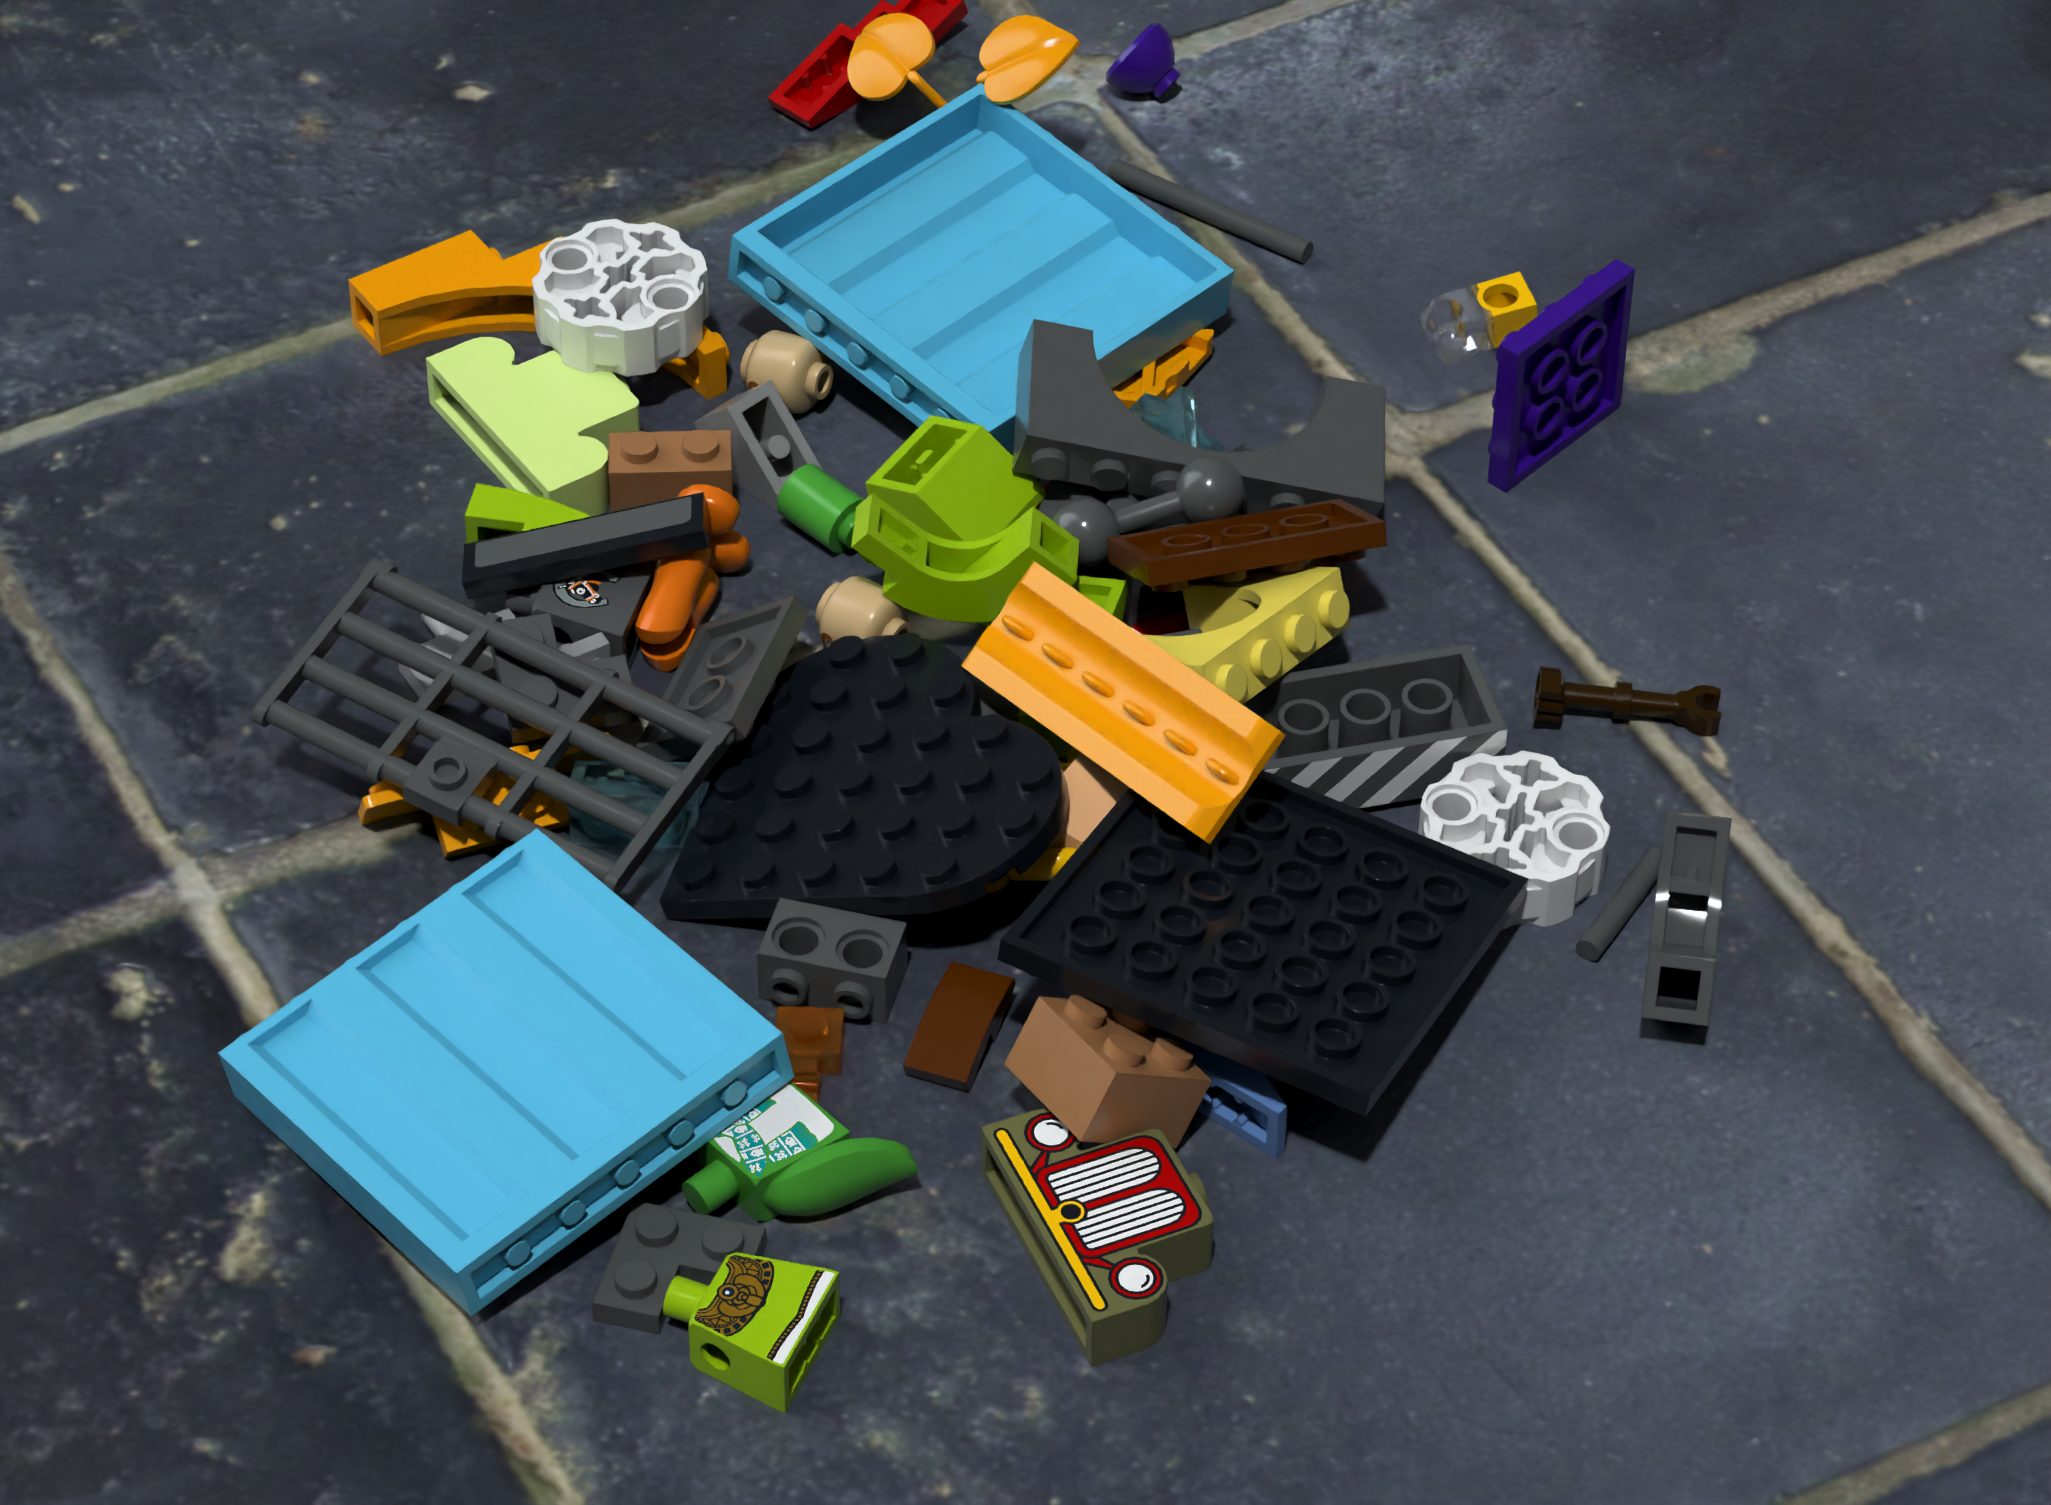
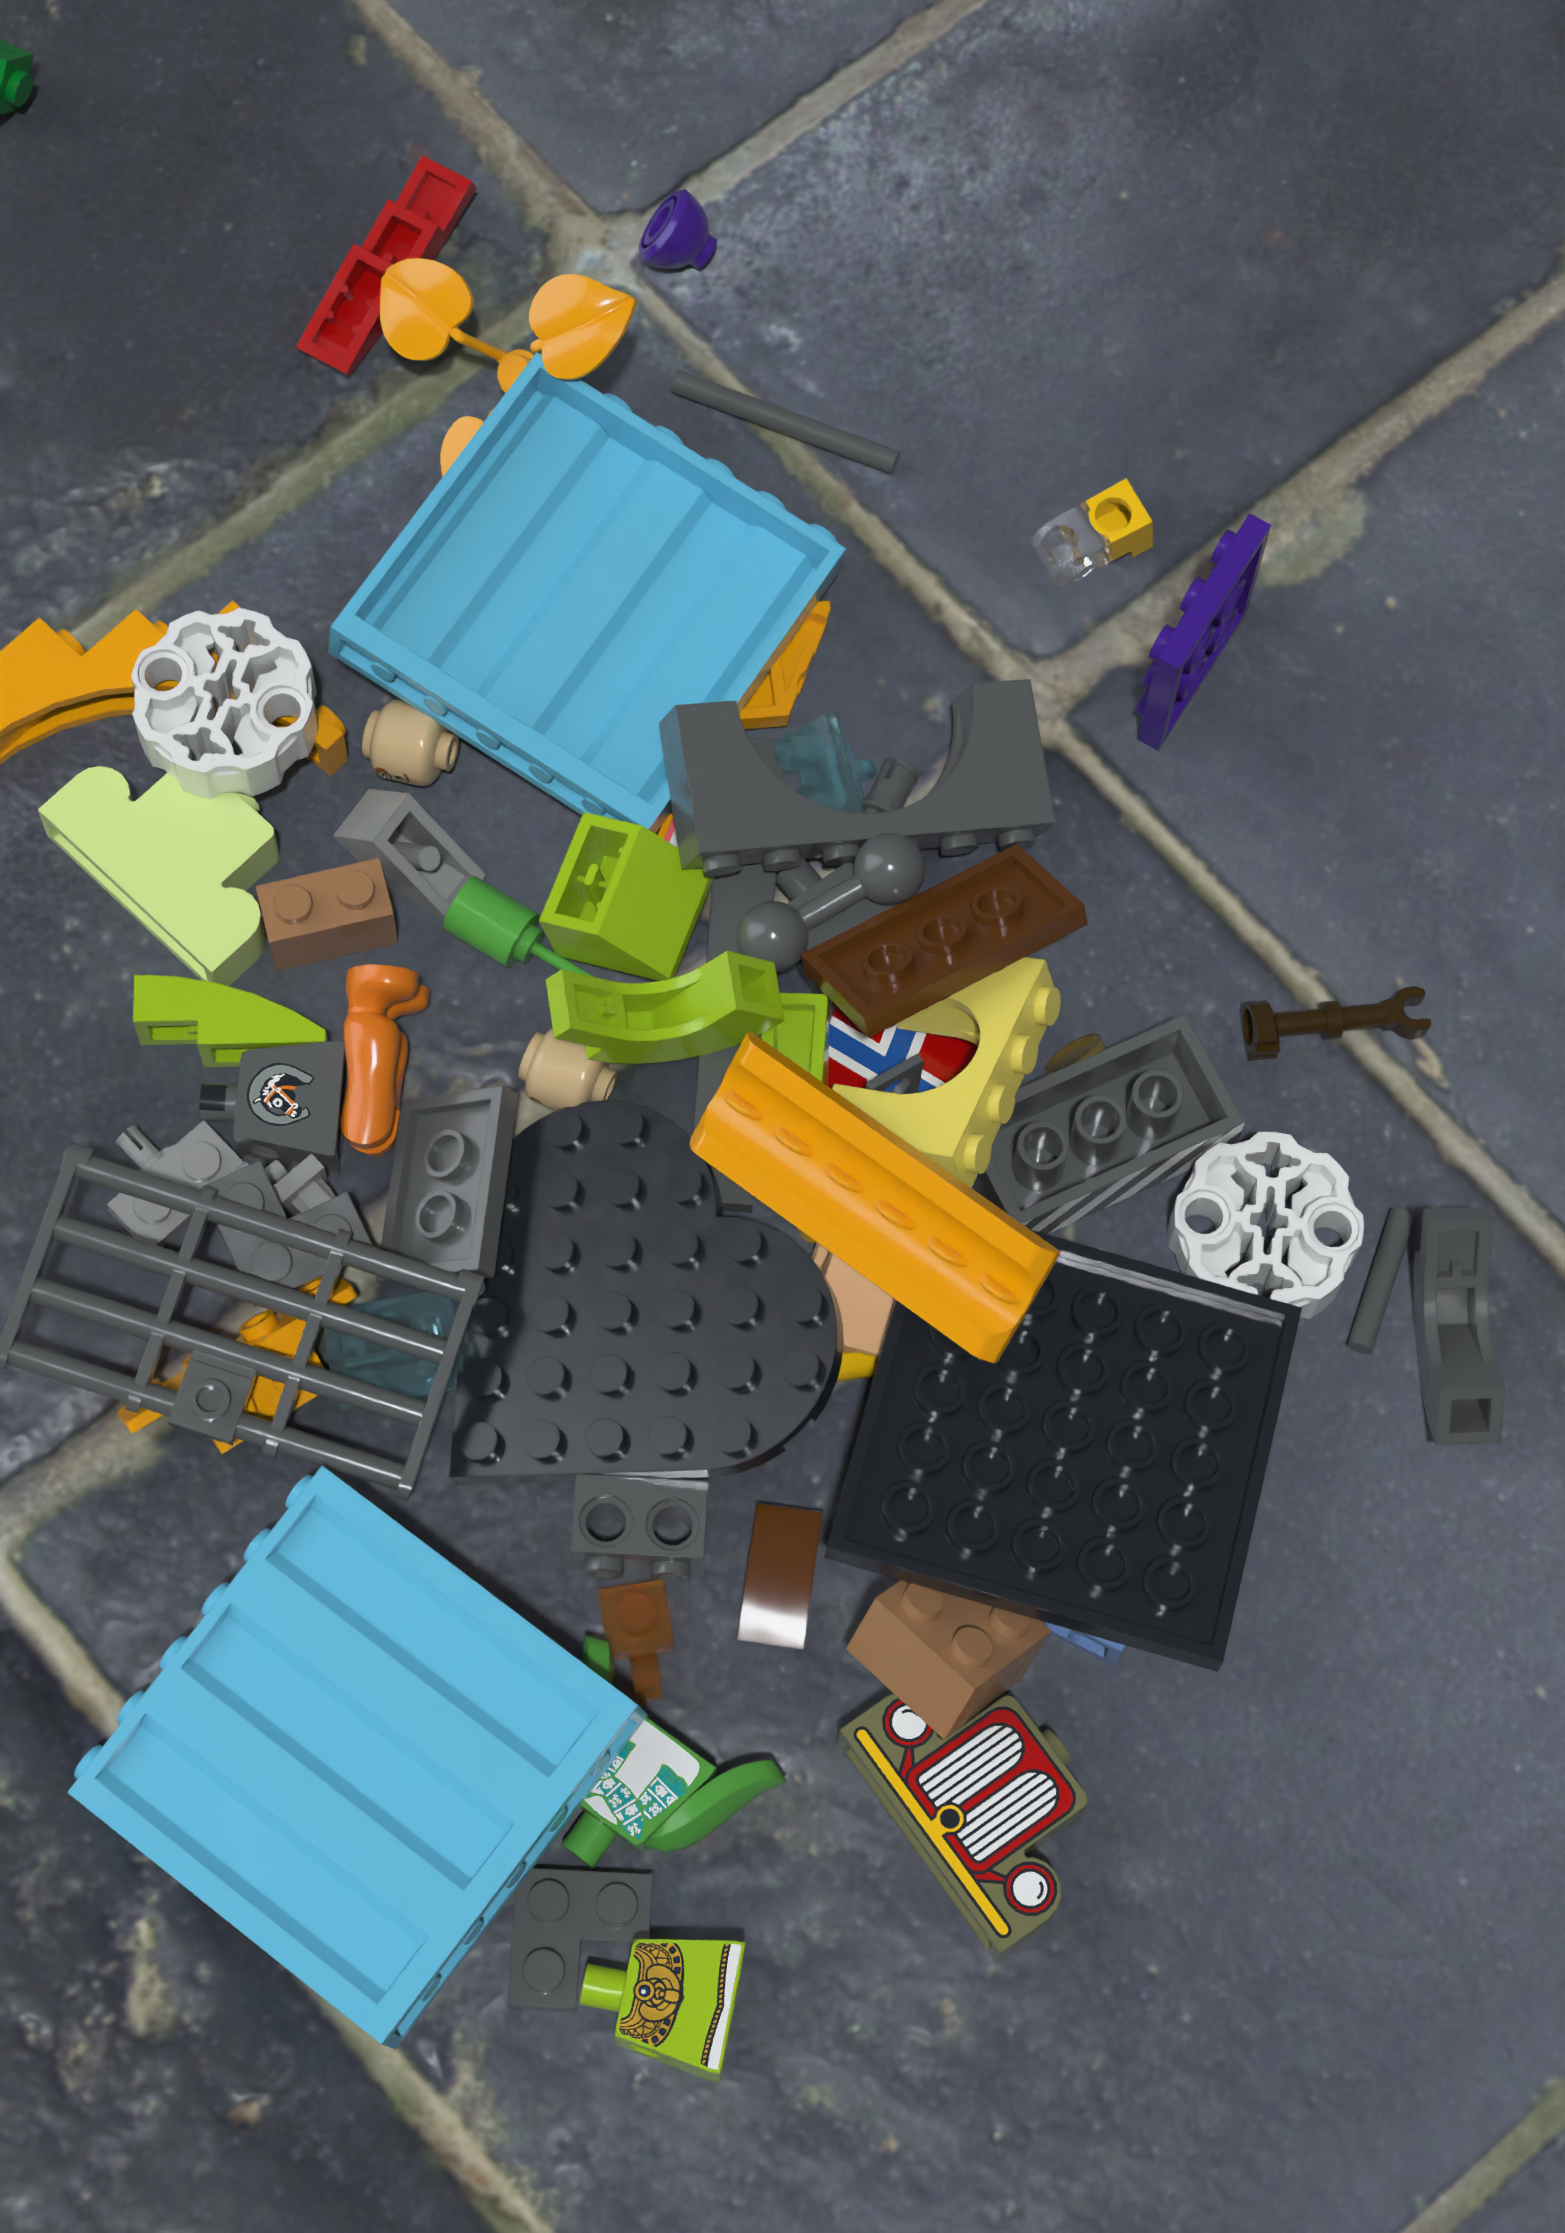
camera: 15 degrees left, 25 degrees up
(586, 545) = (272, 1054): black tile -> none

